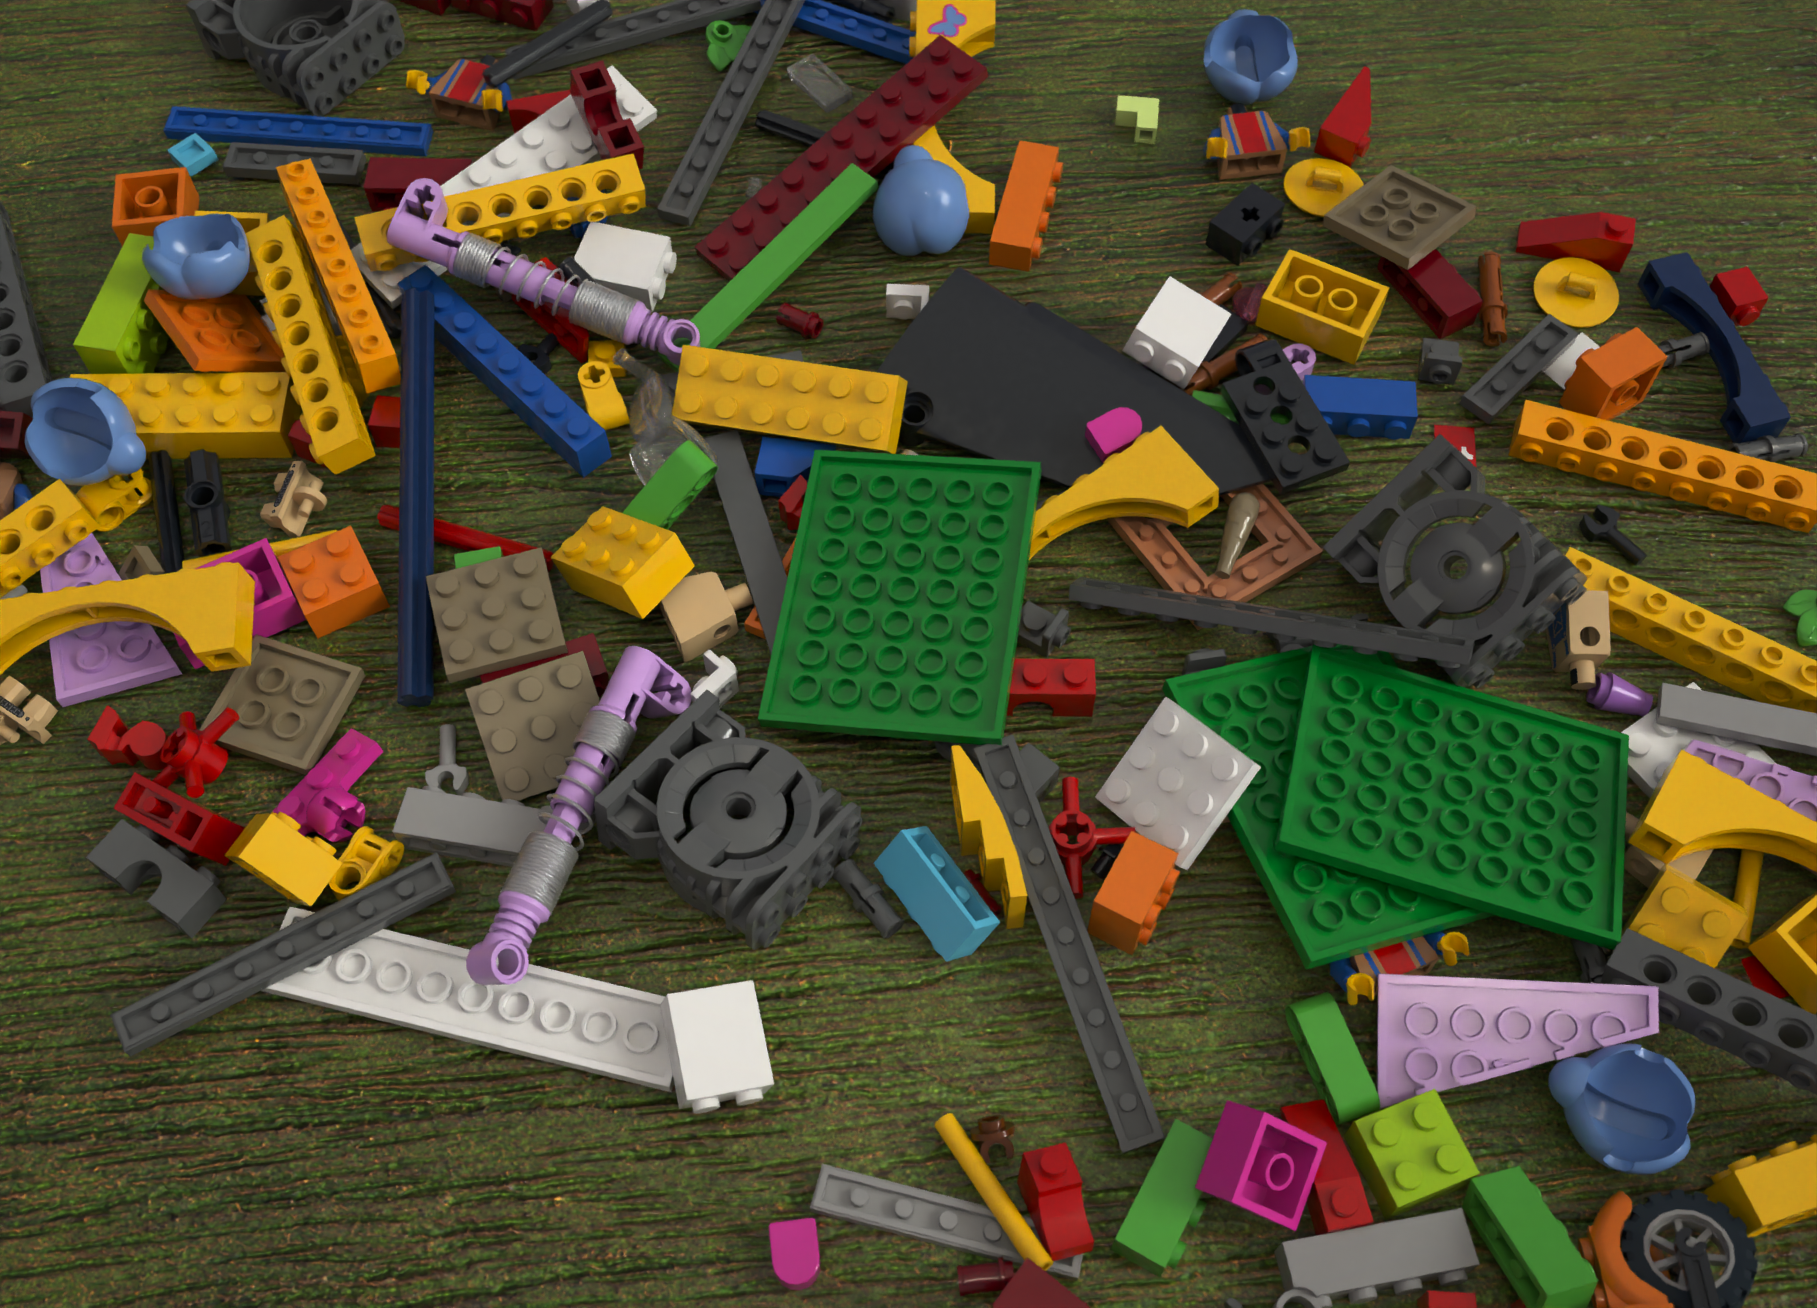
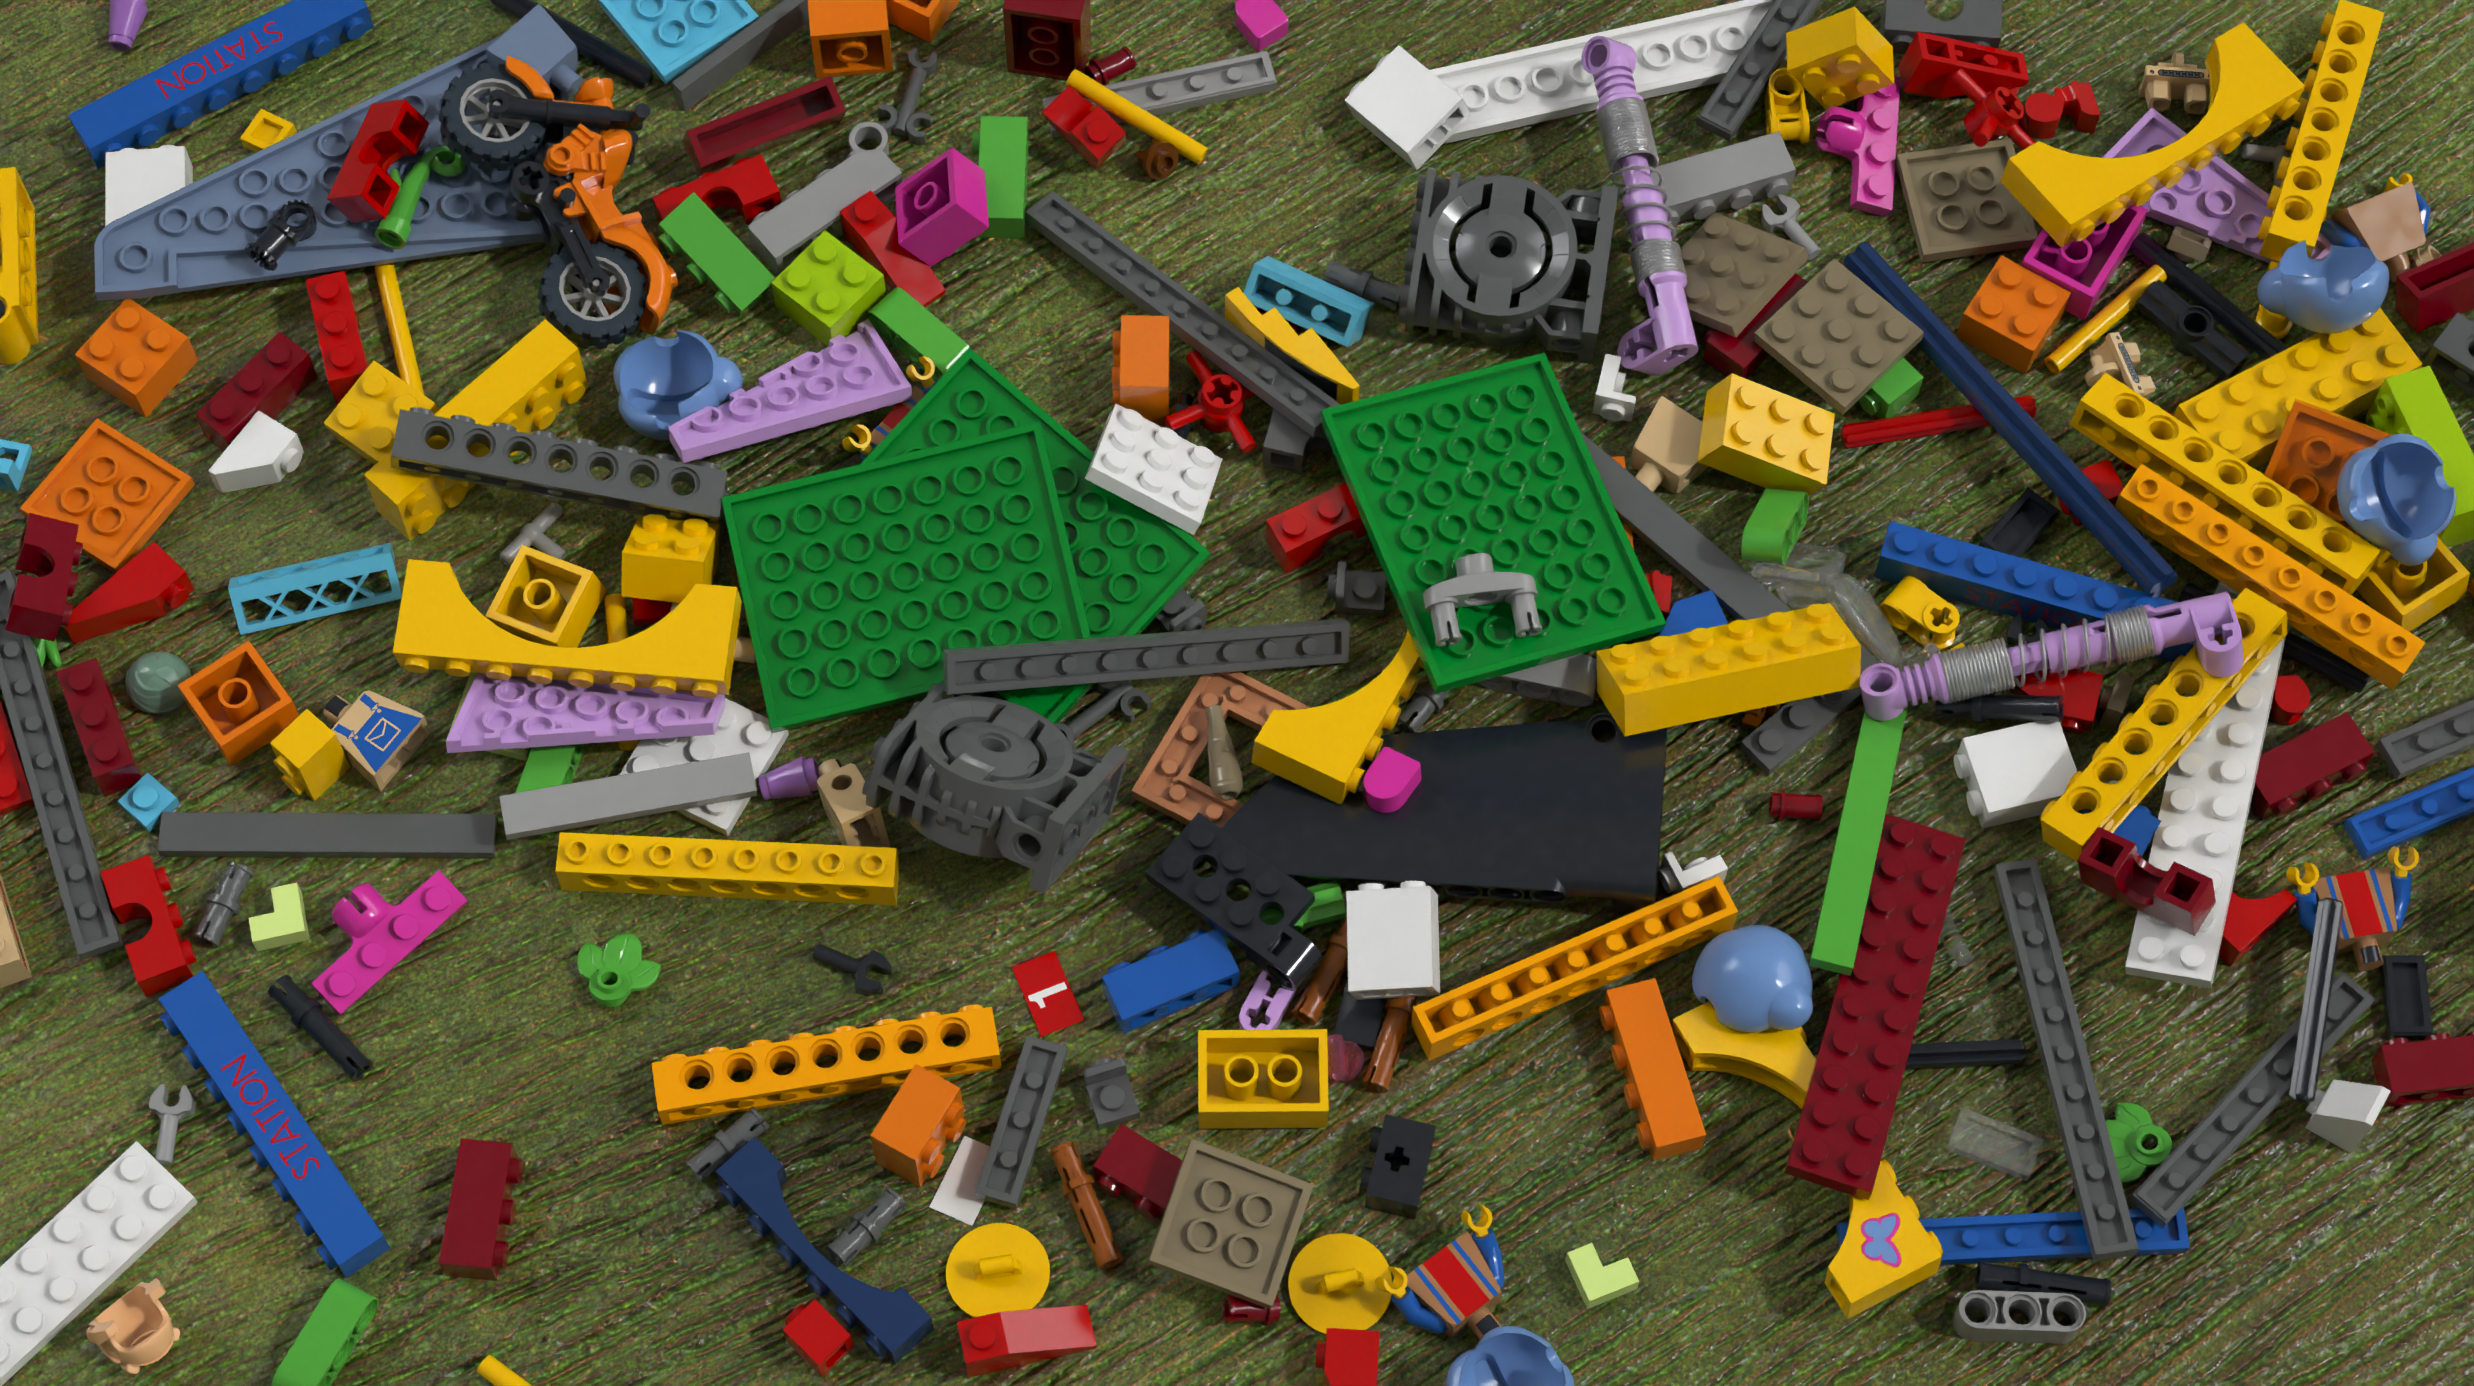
camera: 150 degrees right, 5 degrees up
(473, 433) = (2021, 525): none -> black tile
(489, 39) = (2406, 997): none -> black tile
(964, 513) = (1480, 585): none -> light grey connector
(1048, 275) = (1573, 968): none -> light orange brick

